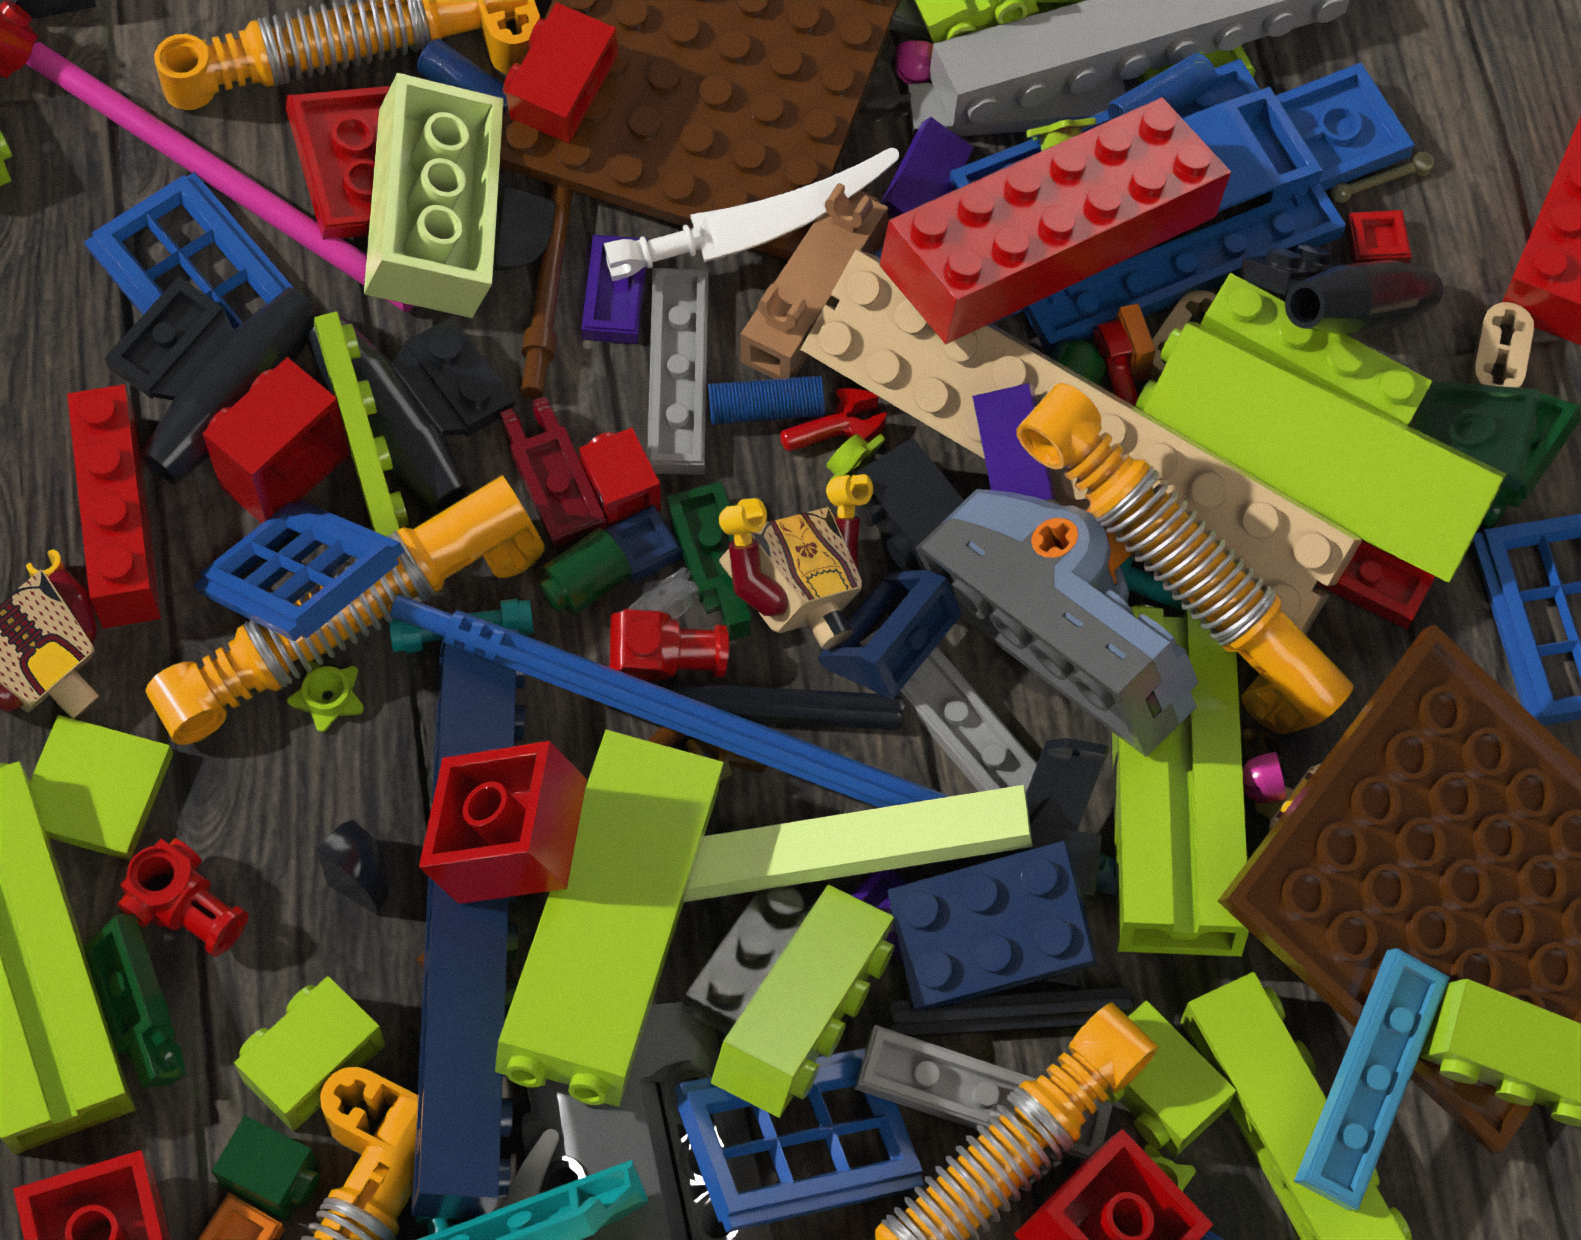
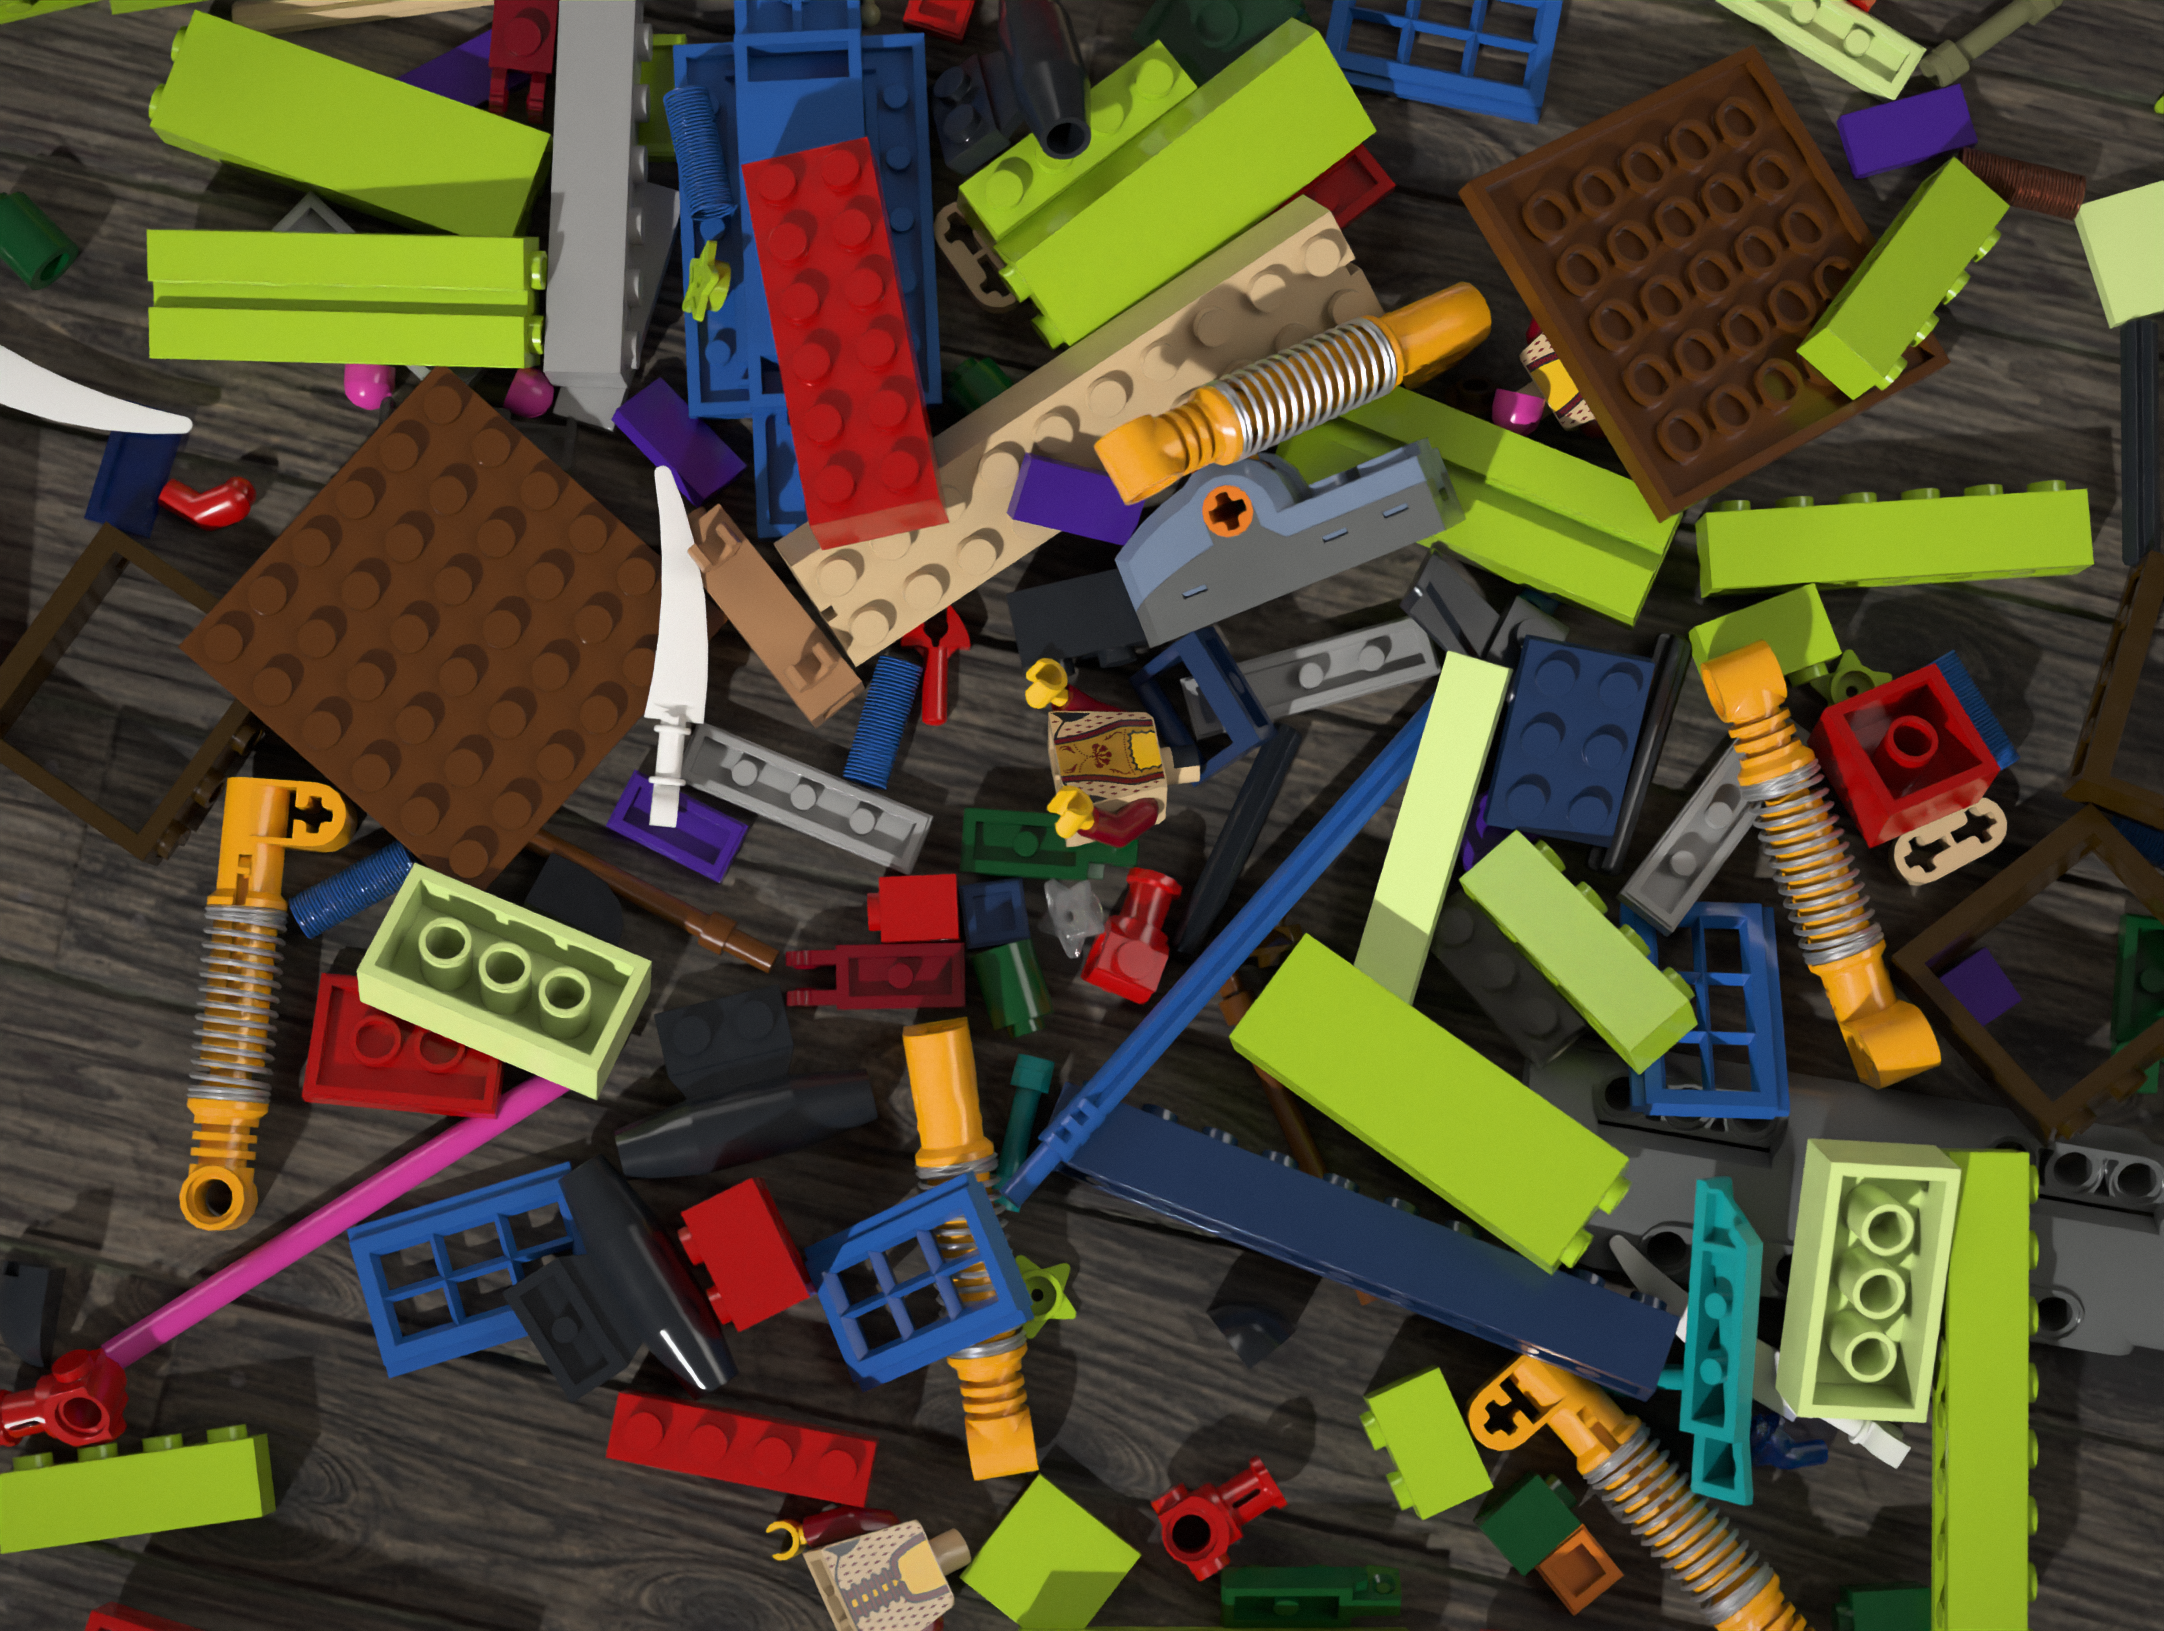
camera: 70 degrees left, 20 degrees up
(355, 404) = (750, 1158): lime plate -> none
(503, 823) = (1320, 1178): red brick -> none
(560, 72) = (424, 790): red brick -> none
(853, 455) = (994, 663): lime plate -> none
(1115, 350) = (982, 341): red bar -> none
(1143, 348) = (972, 316): orange tile -> none
(1372, 1079) = (1865, 455): dark azure tile -> none

